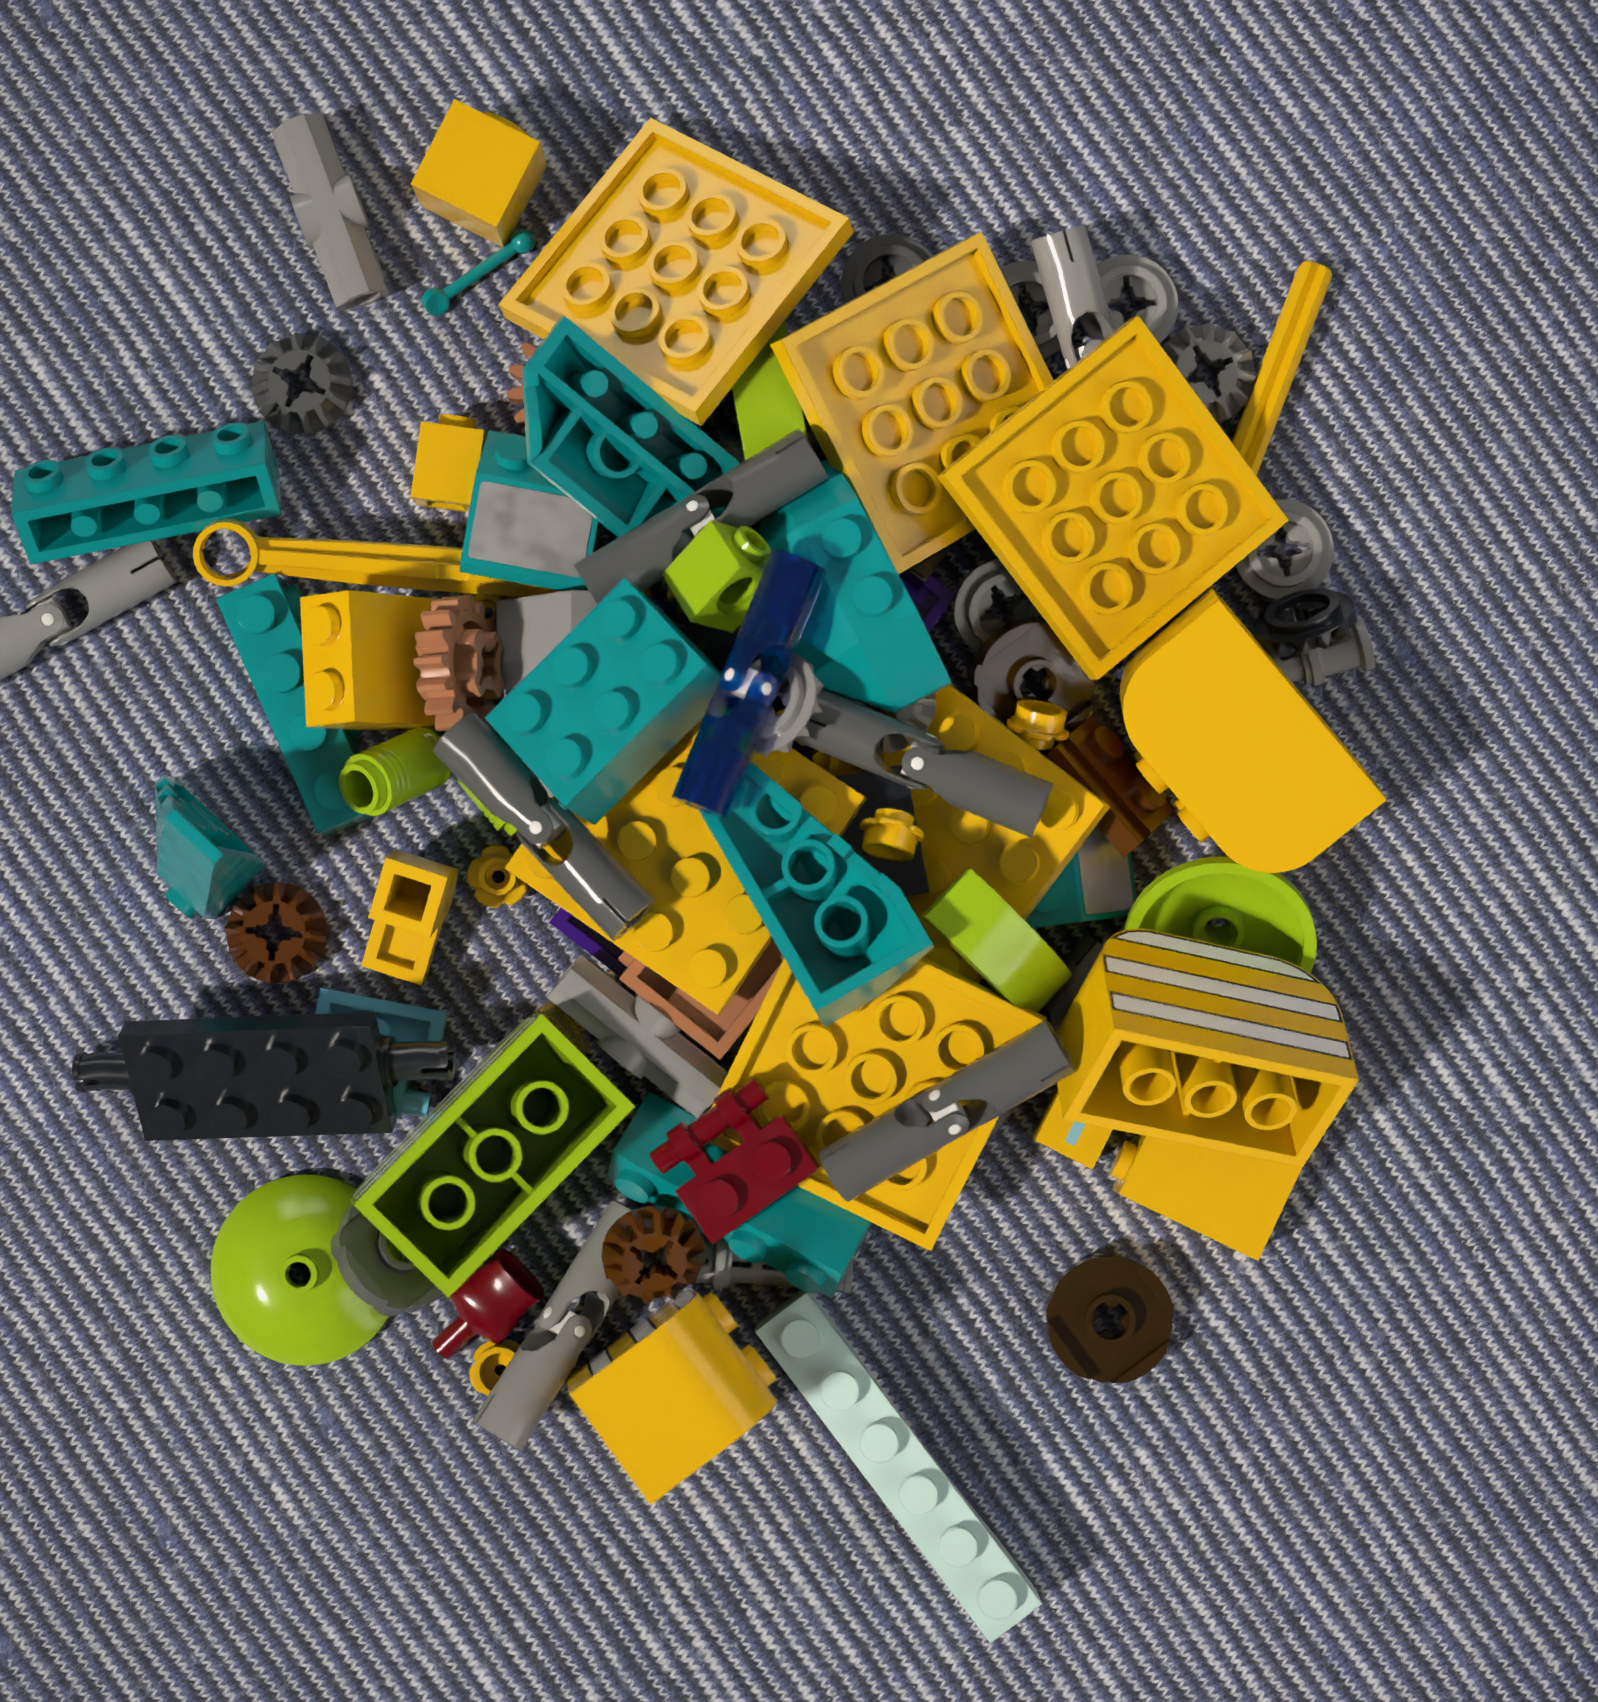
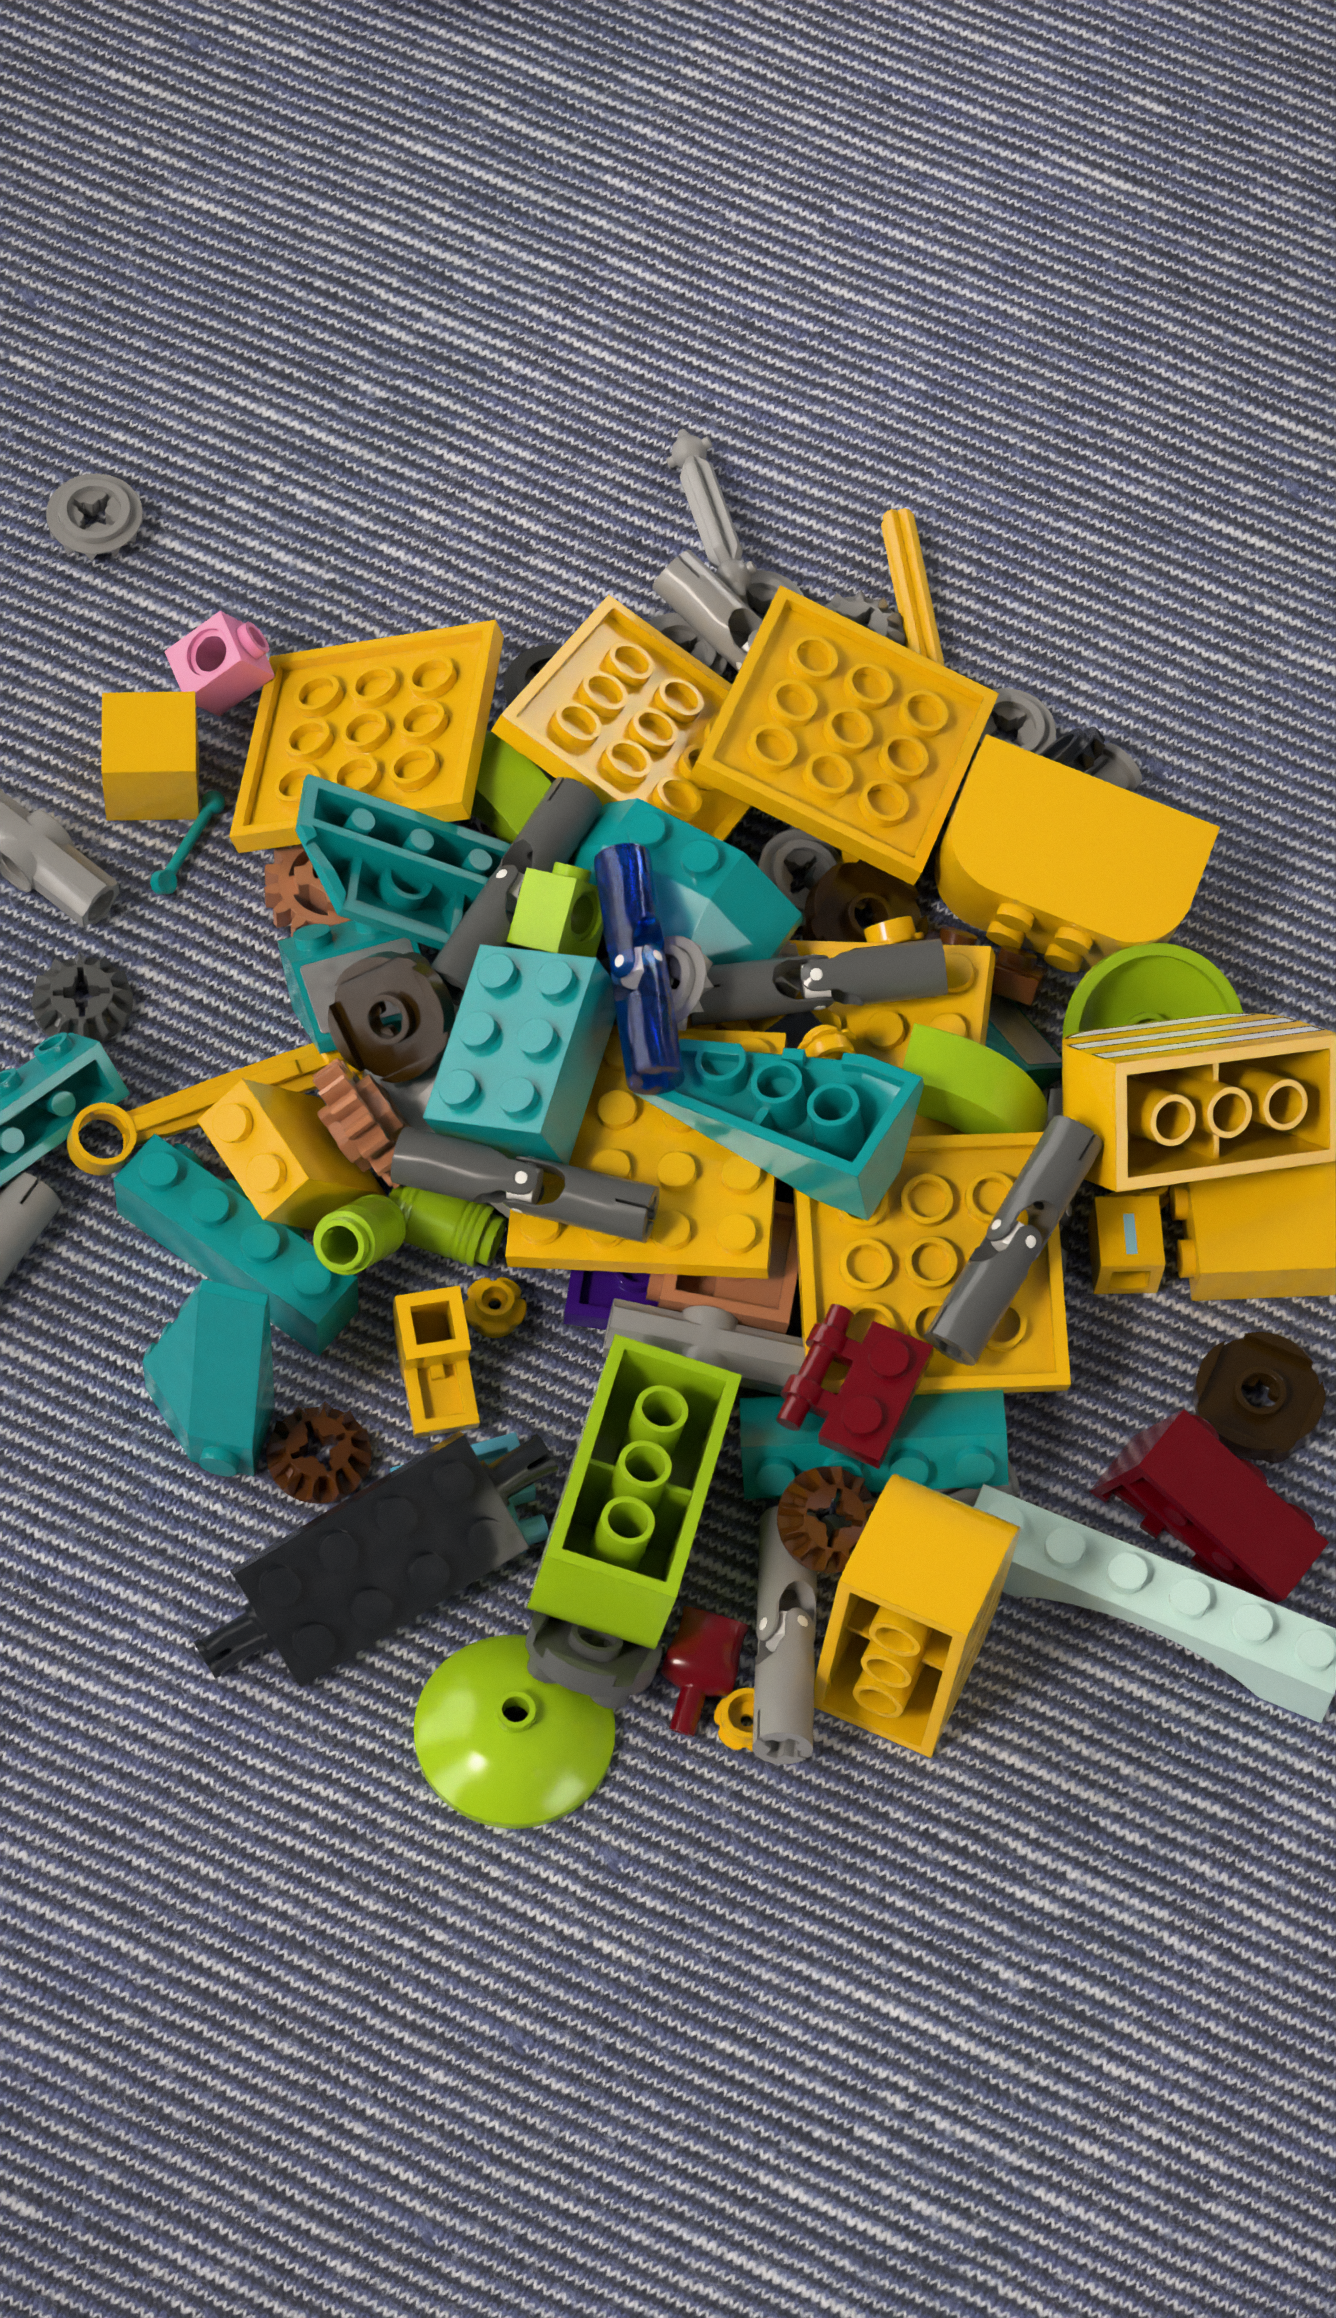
camera: 30 degrees left, 25 degrees down
(447, 463) = (256, 995): yellow brick -> none
(547, 609) = (424, 1004): none -> dark brown plate
(593, 108) = (221, 662): none -> bright pink brick
(999, 1408) = (1214, 1506): none -> dark red wedge
(1139, 180) = (710, 511): none -> light grey wheel

